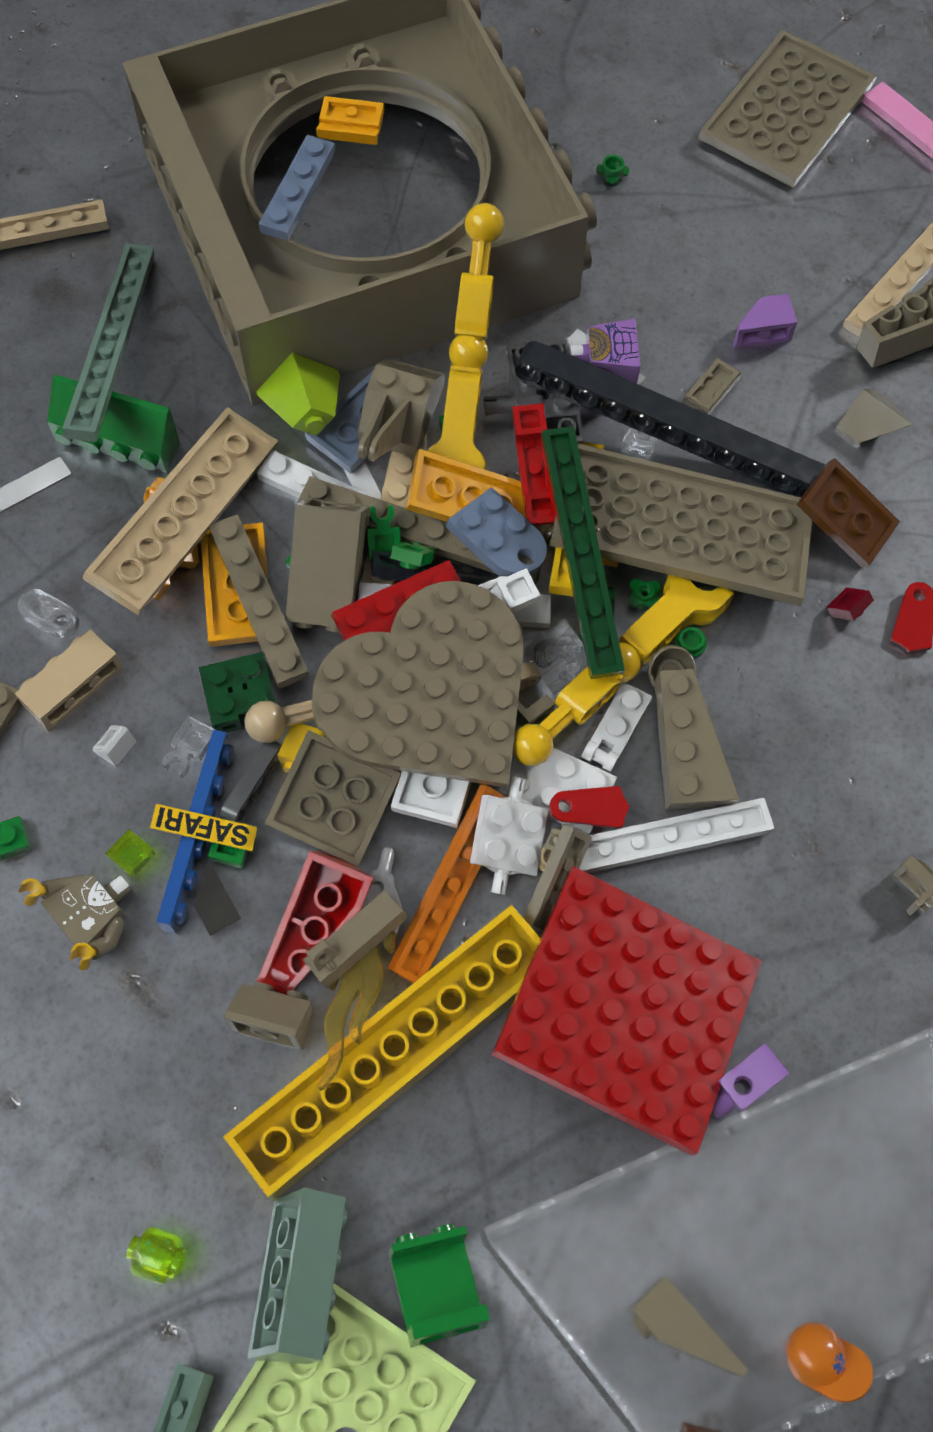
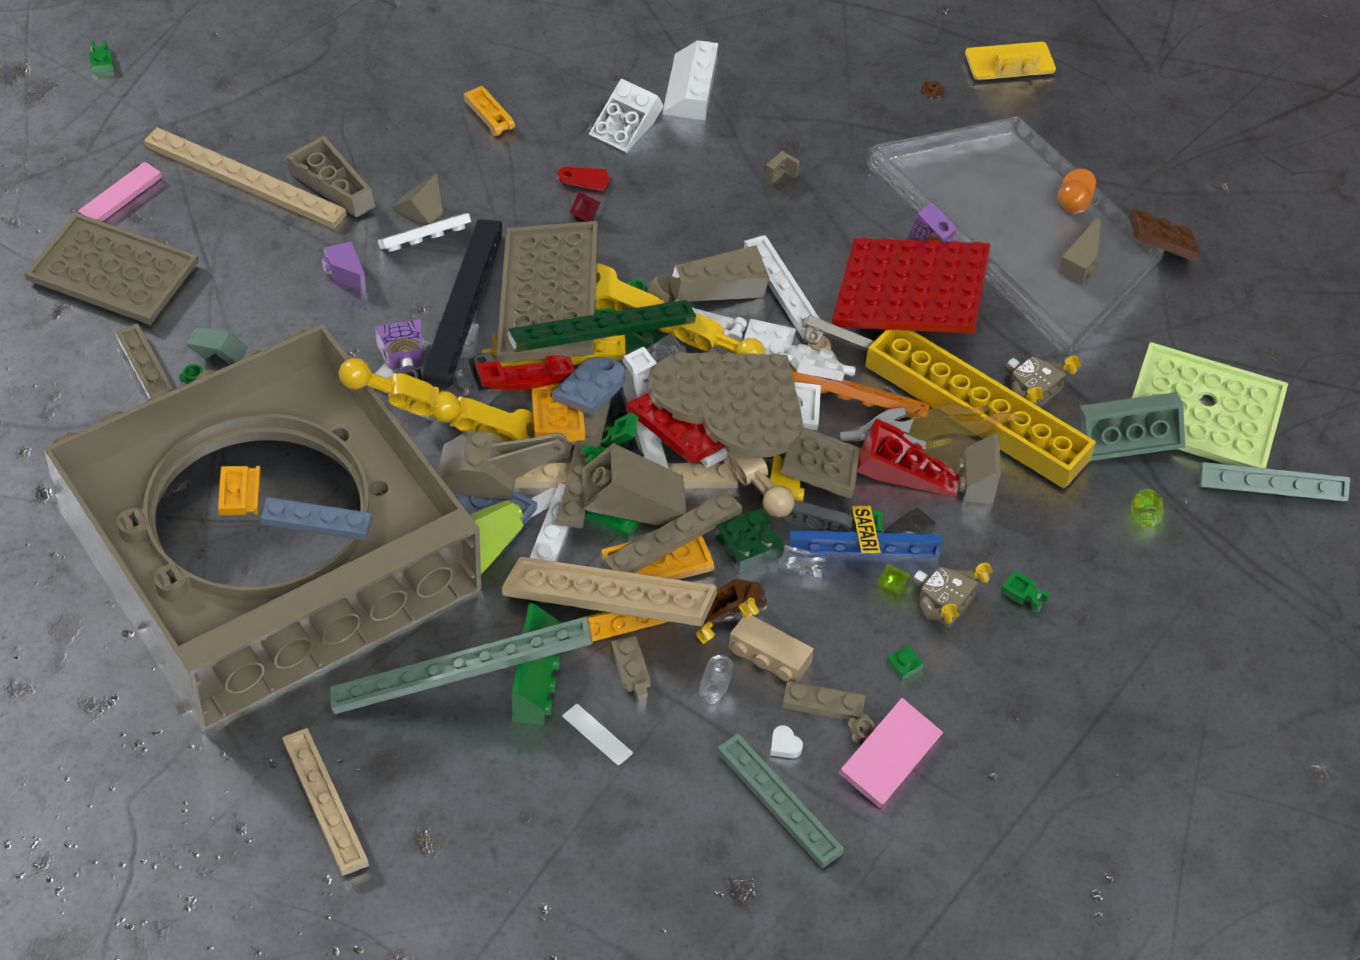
camera: 105 degrees left, 15 degrees down
(70, 1020) = (1022, 589): none -> green plate
(87, 532) = (631, 667): none -> dark tan hinge
(114, 744) = (811, 612): white slope -> none
(127, 640) = (732, 603): none -> reddish brown torso
(354, 939) = (917, 427): dark tan hinge -> none
(427, 1156) = (1039, 379): none -> dark tan torso
(436, 1285) = (1112, 365): green panel -> none
(591, 806) = (781, 324): red piece -> none
(636, 126) = (143, 360): none -> dark tan plate
(650, 188) = (210, 341): none -> sand green slope
(712, 387) = (412, 294): dark tan plate -> none
(818, 407) = (415, 235): none -> white plate
(848, 513) = (515, 207): reddish brown plate -> none

